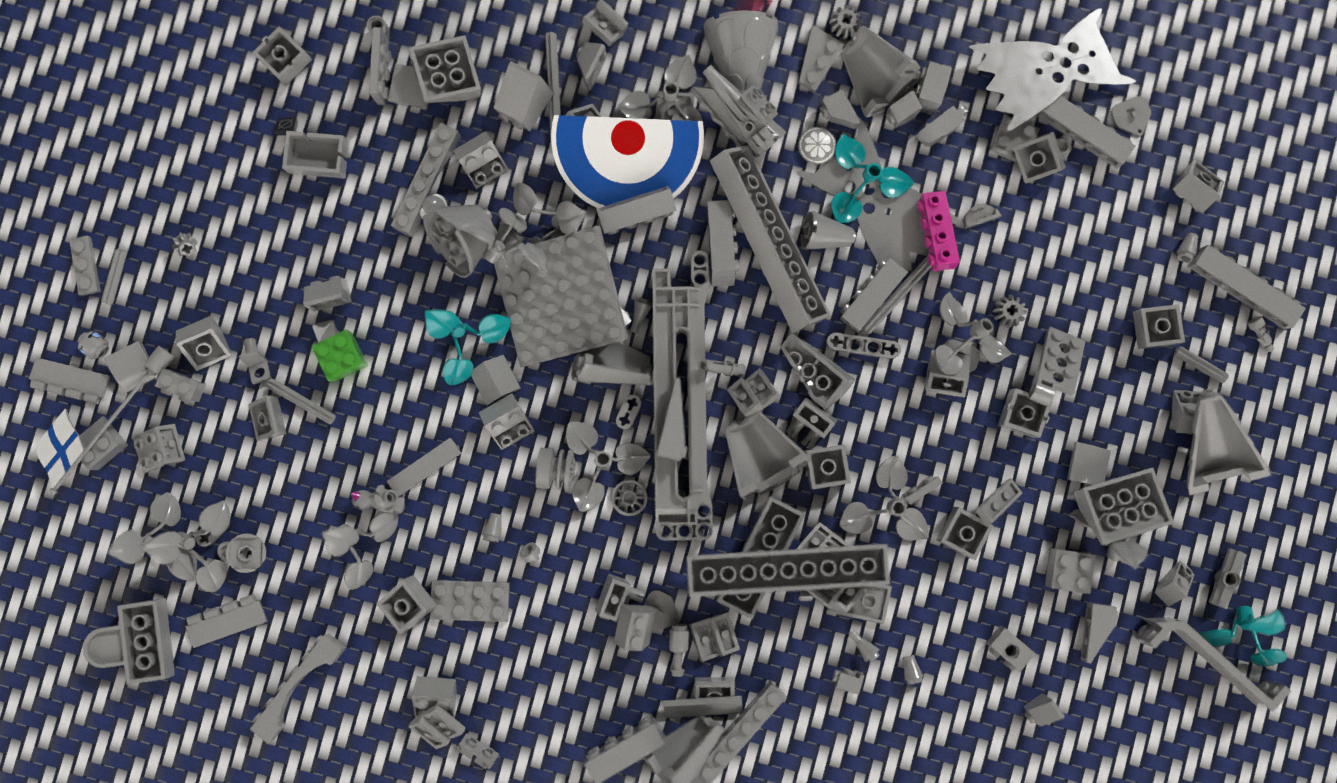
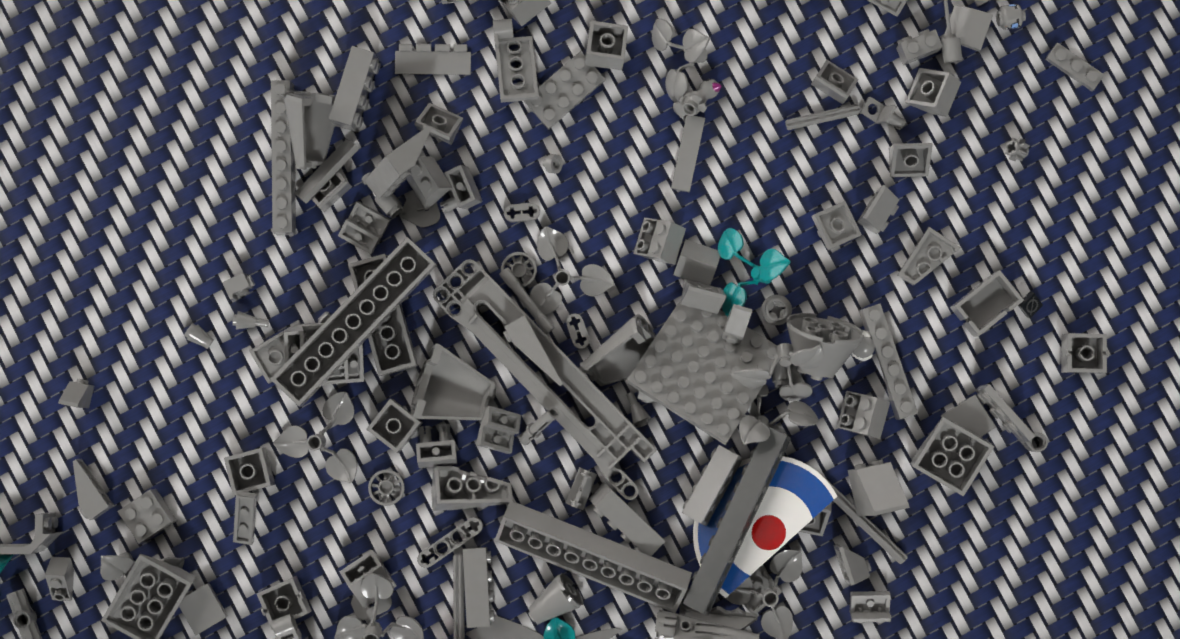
camera: 135 degrees right, 0 degrees up
(113, 277) = (1045, 78): light grey axle -> none
(268, 309) = (910, 159): none -> light grey slope
(322, 230) = (926, 256): none -> light grey wing
(324, 330) = (853, 183): light grey slope -> none
(339, 355) = (825, 174): bright green brick -> none
(368, 311) = (836, 225): none -> light grey hinge
(469, 283) = (768, 305): none -> light grey gear
(478, 682) = (505, 57): none -> light grey hinge
(493, 528) = (596, 156): light grey cone -> none
(508, 305) = (736, 324): none -> light grey slope
(513, 350) = (702, 296): none -> light grey slope
(551, 719) = (431, 62): none -> light grey windscreen
(555, 469) = (591, 239): light grey wheel -> none
(584, 542) = (520, 208): none -> light grey beam
(586, 663) = (443, 123): none -> light grey slope
(642, 491) = (539, 317): none -> light grey piece
(645, 166) = (736, 522): none -> dark grey brick
(647, 657) = (396, 165): none -> light grey slope
(733, 296) = (581, 488): none -> light grey hinge
(874, 428) = (386, 487): none -> light grey wheel
(928, 485) = (311, 468): light grey plate -> none
(1020, 655) = (128, 417): light grey brick -> none

